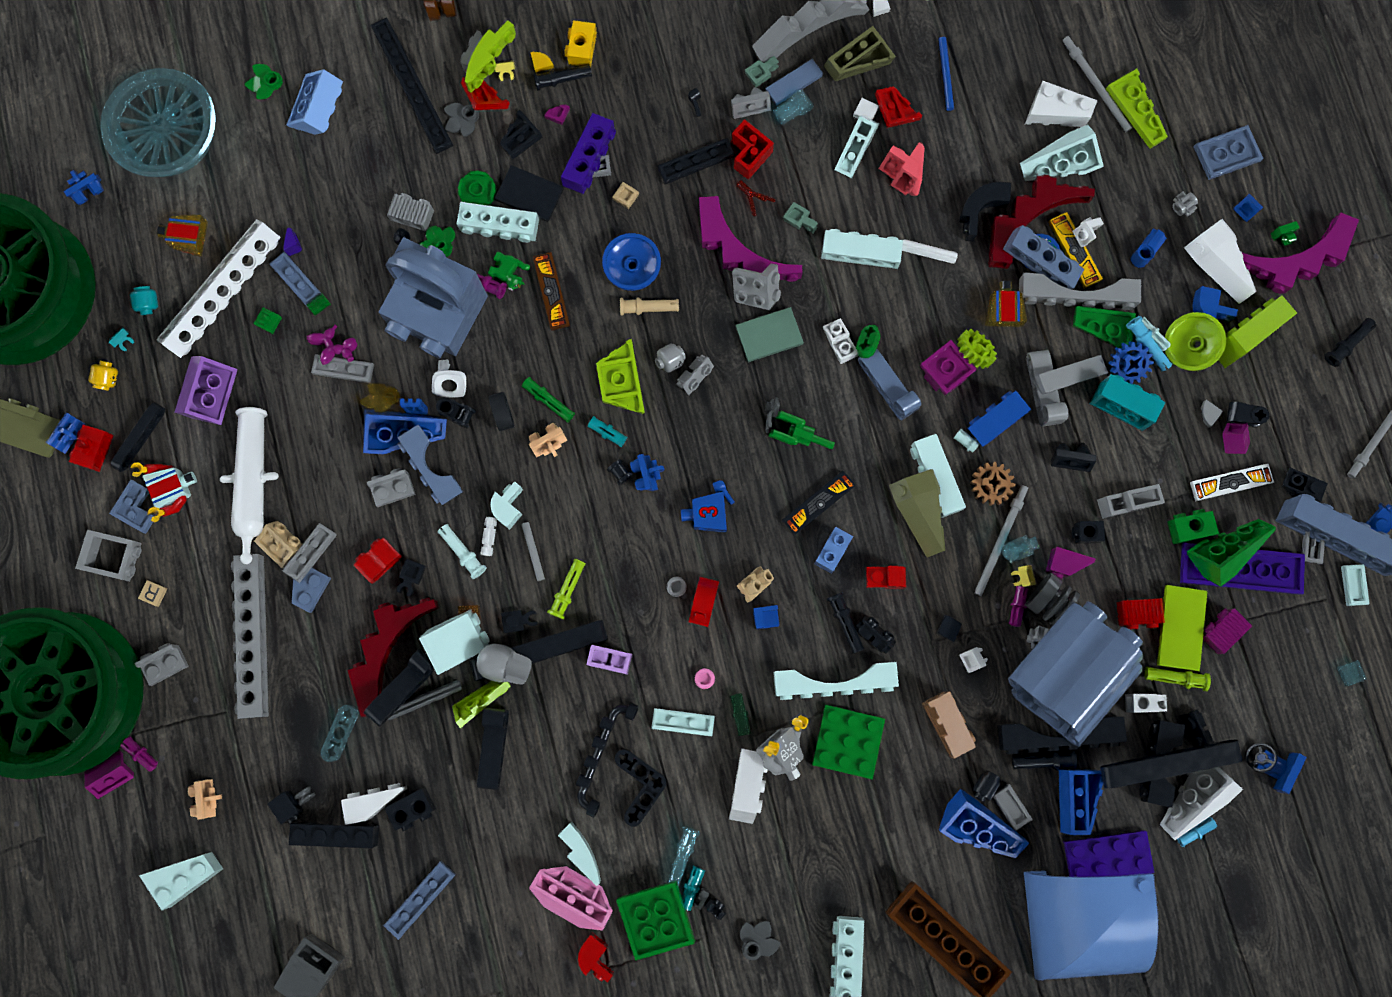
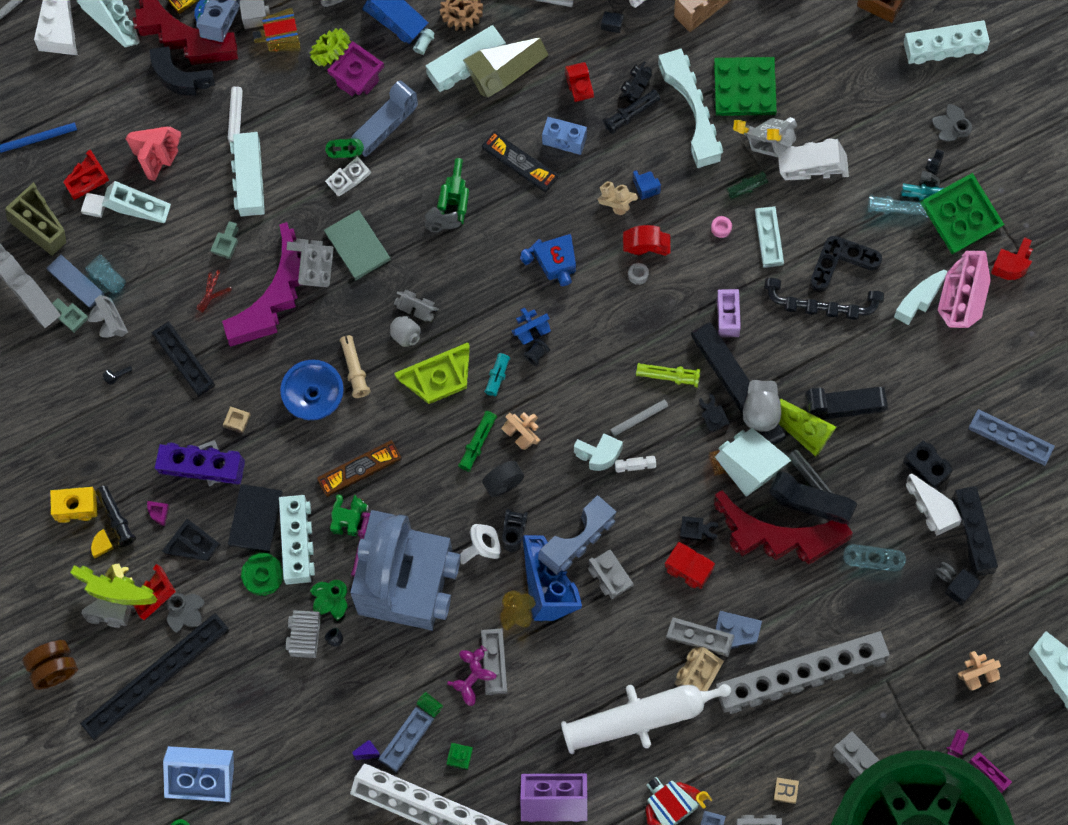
camera: 100 degrees left, 10 degrees down
(413, 407) = (520, 566): blue tile -> none
(467, 558) = (663, 478): light aqua pin -> none
(754, 149) = (162, 298): red brick -> none

